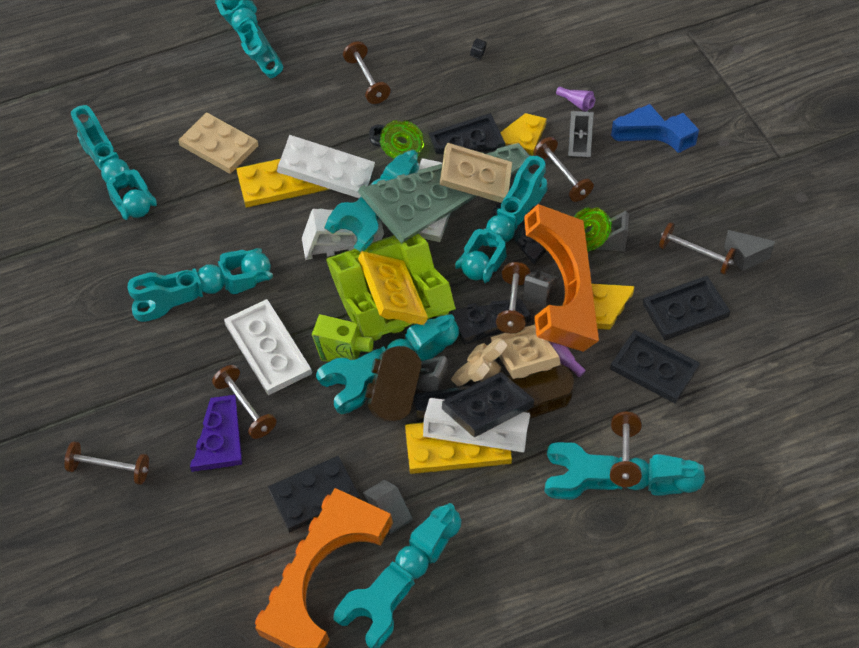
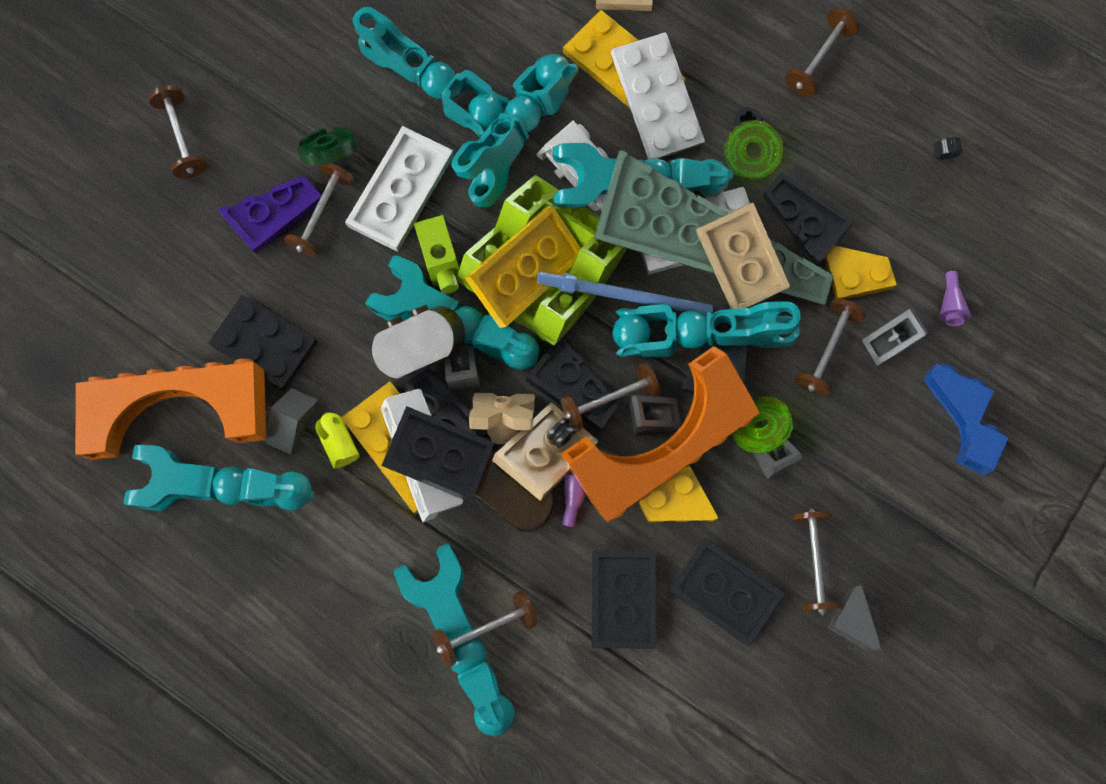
camera: 60 degrees right, 20 degrees up
(201, 371) = (326, 147): none -> dark green tile
(277, 246) = (503, 140): none -> teal piece
(423, 270) = (570, 283): none -> medium blue bar
(427, 479) = (336, 441): none -> neon yellow piece
(521, 331) = (562, 432): none -> black bush

